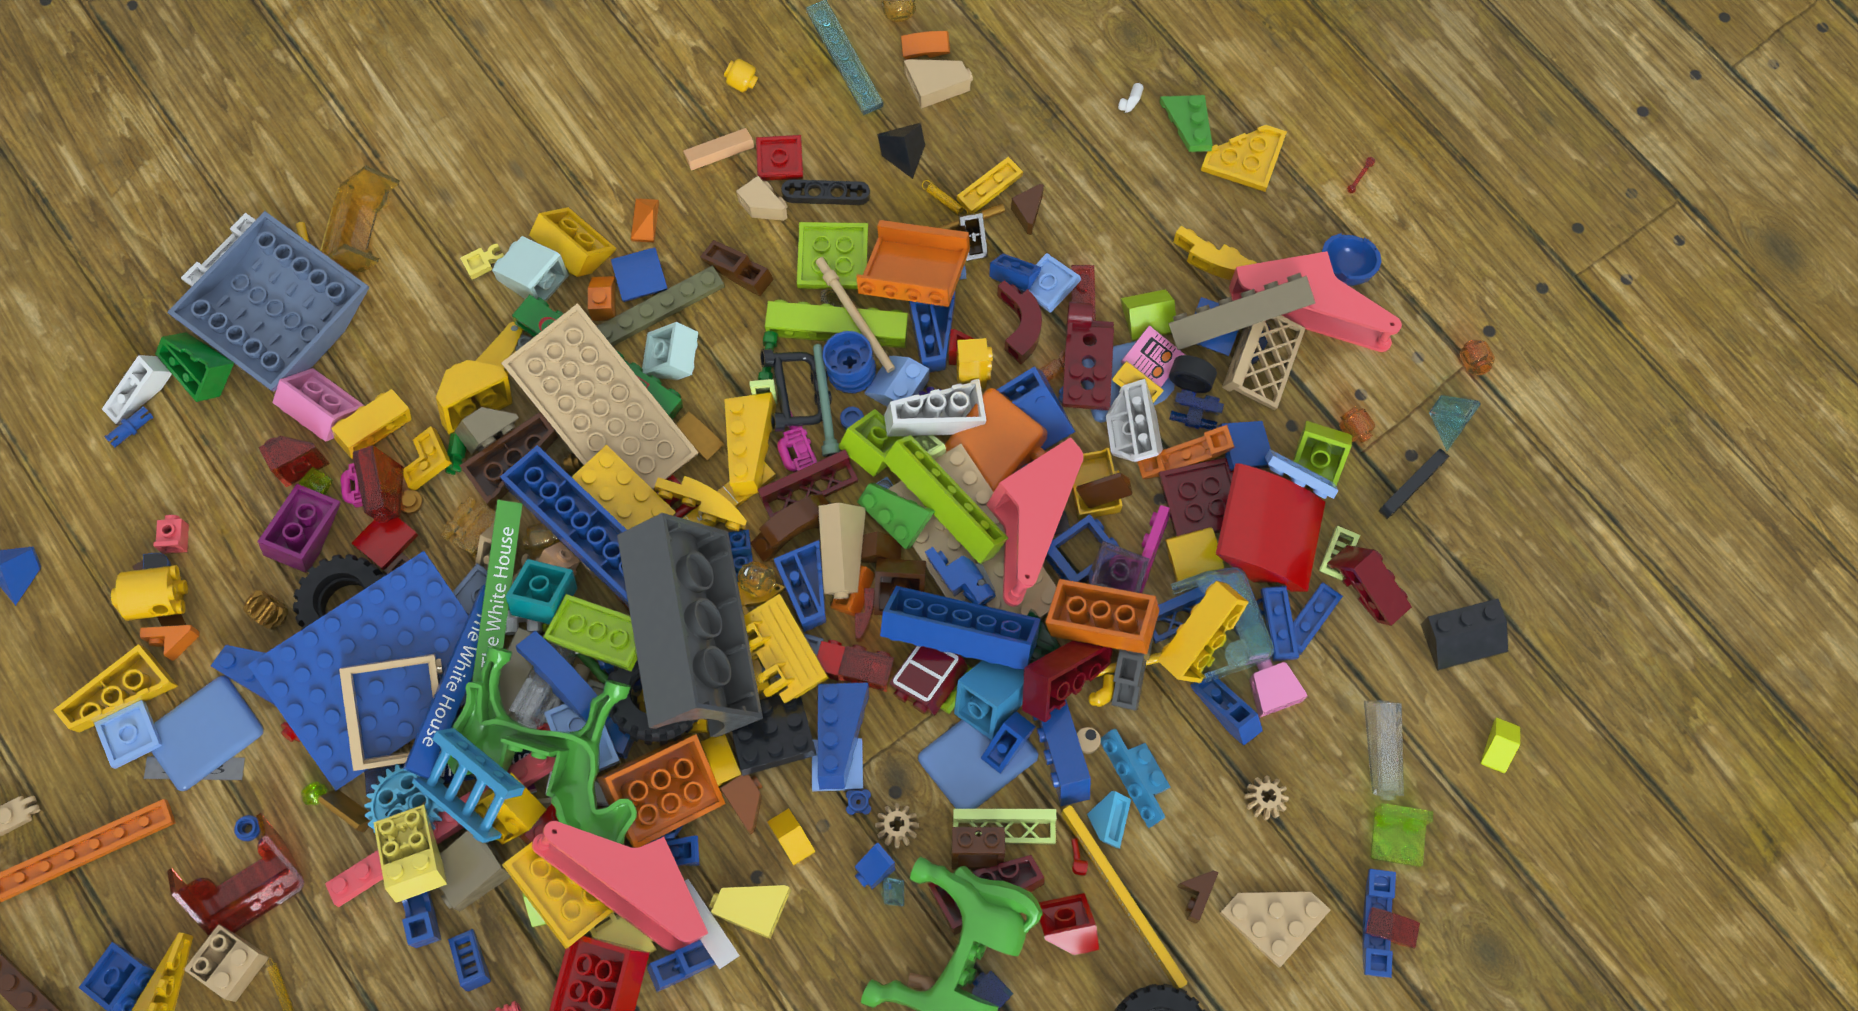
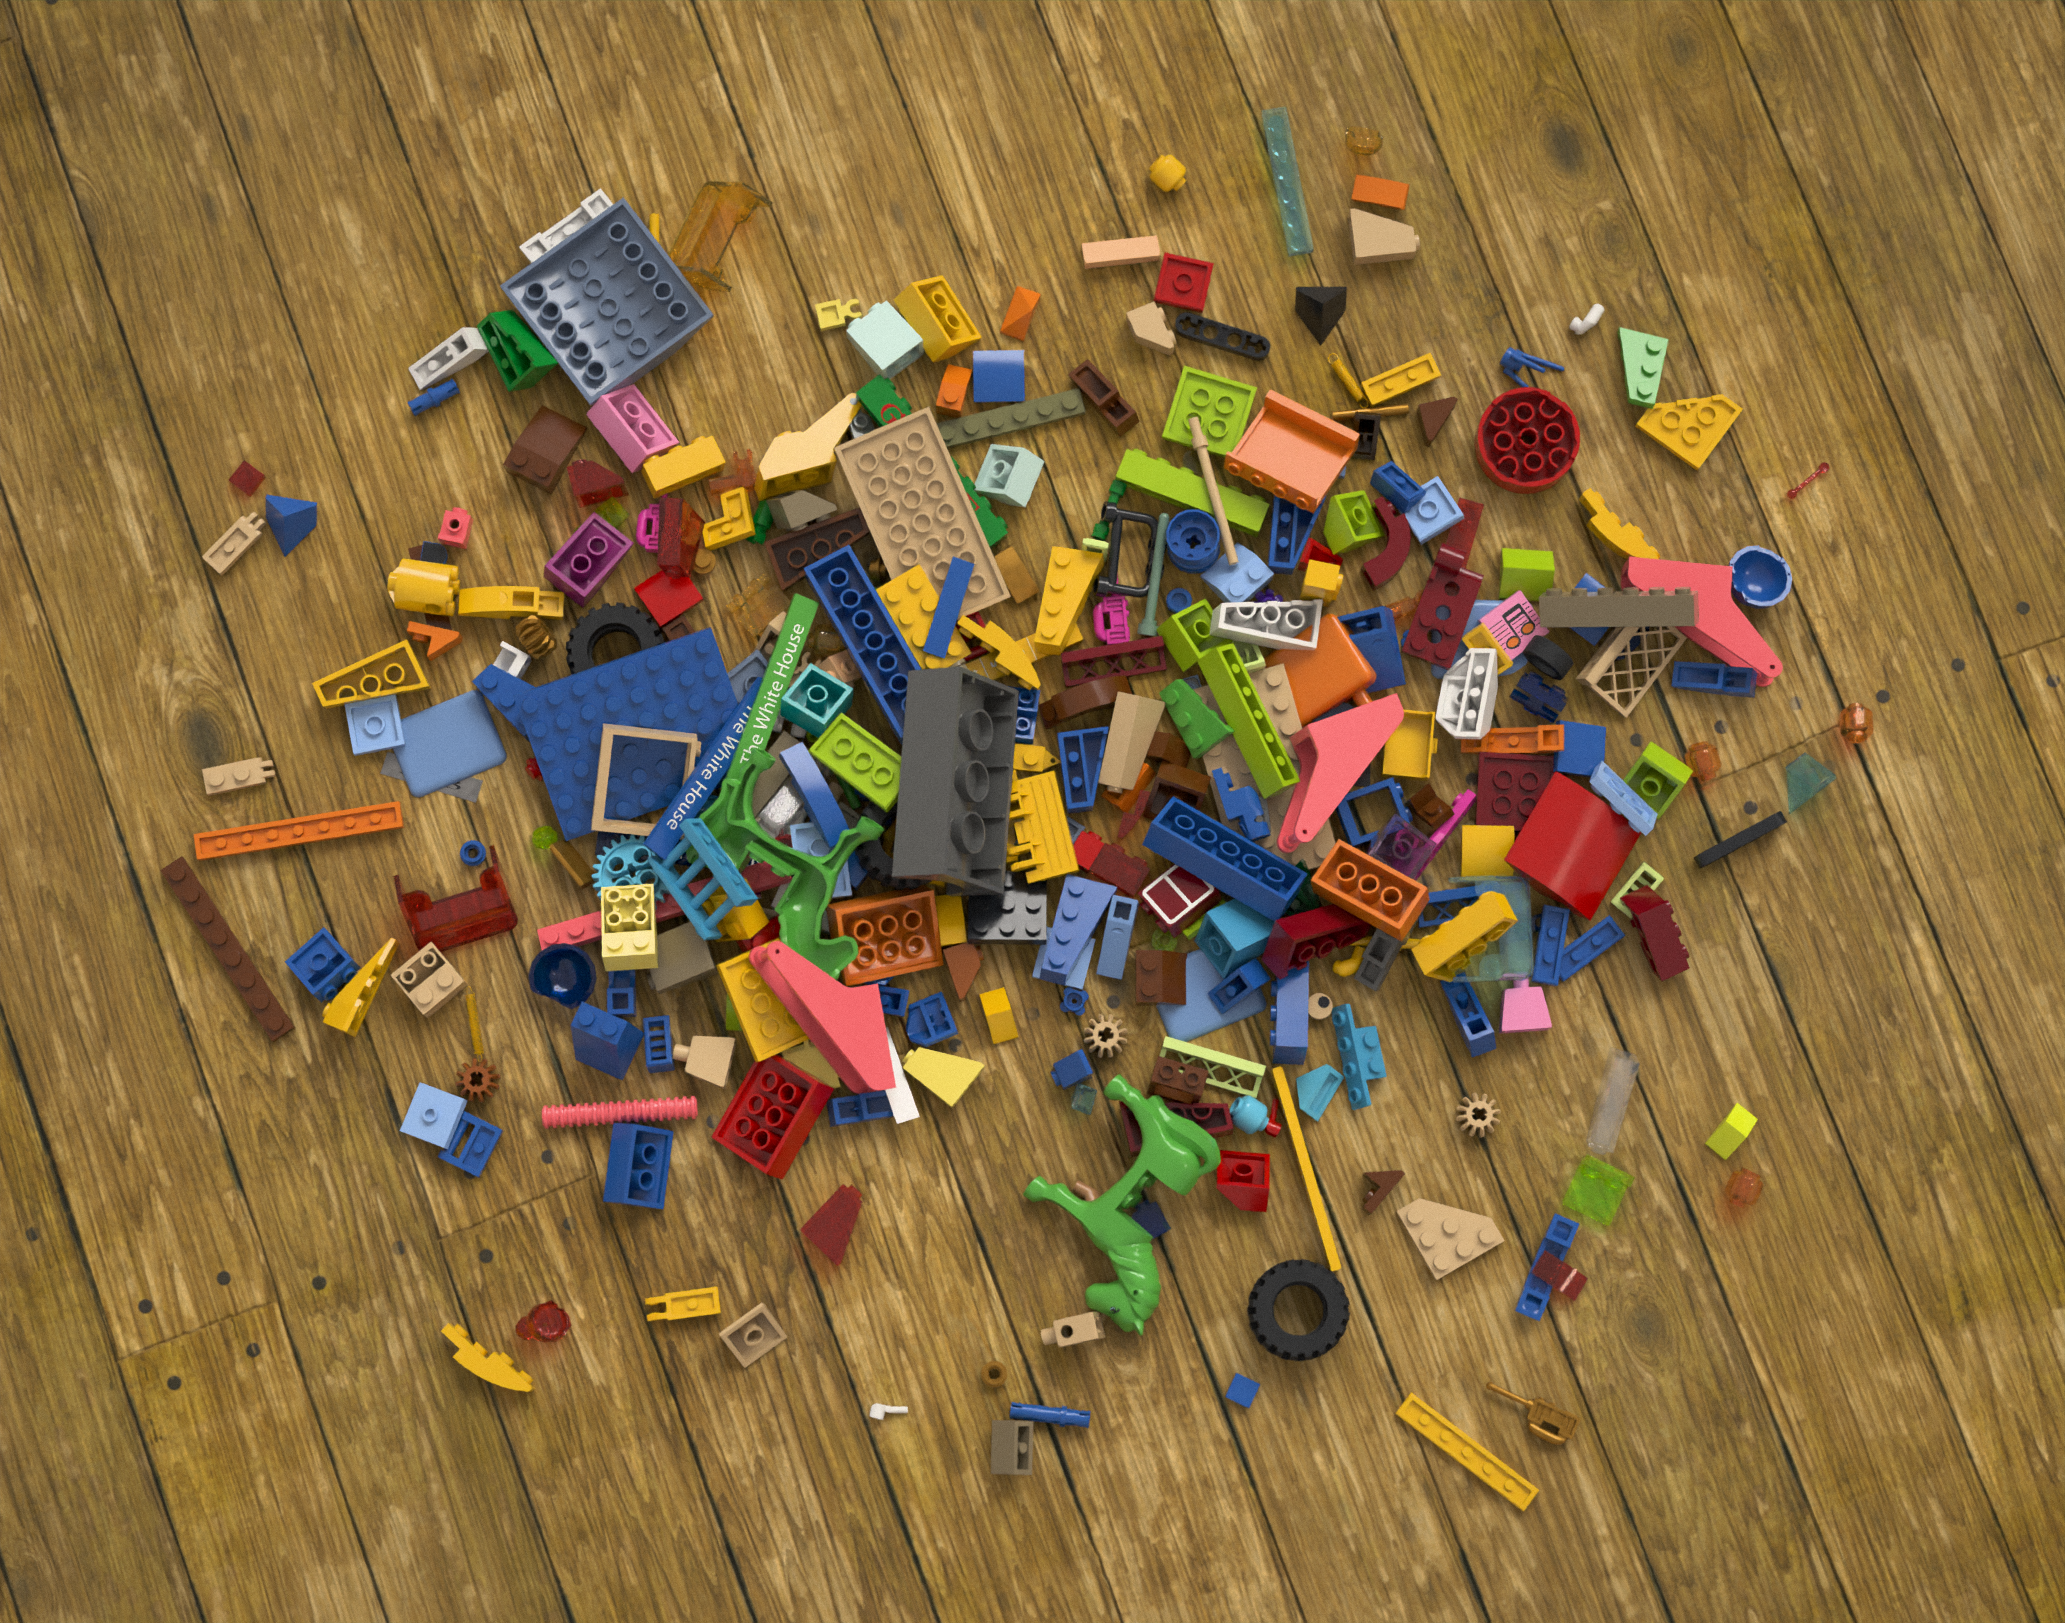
camera: 15 degrees right, 10 degrees up
(234, 584) = (510, 601): none -> yellow slope
(235, 445) = (544, 449): none -> reddish brown slope
(250, 637) = (512, 660): none -> white panel
(356, 919) = (563, 974): none -> clear blue cylinder
(411, 971) = (604, 1040): none -> blue slope
(431, 418) = (746, 477): none -> clear orange bar
(520, 960) = (708, 1058): none -> tan torso
(643, 475) = (948, 607): none -> blue sticker
(726, 860) = (930, 1021): none -> blue slope
(757, 578) = (1035, 748): clear yellow head -> none
(881, 729) = (1117, 936): none -> medium blue slope
(926, 728) = (1157, 944): none -> clear neon green plate
(932, 756) = (1160, 978): none -> reddish brown slope
(983, 311) = (1351, 522): none -> lime slope
(1054, 860) = (1249, 1114): none -> medium azure head
(1081, 145) = (1515, 360): none -> blue plant
(1105, 490) = (1416, 757): reddish brown slope -> none
(1113, 203) = (1523, 466): none -> red brick
(1131, 531) = (1429, 807): none -> reddish brown slope
(1342, 354) = (1714, 679): none -> blue slope
(1466, 634) = (1737, 1011): black slope -> none
(1533, 793) = (1744, 1187): none -> clear orange head

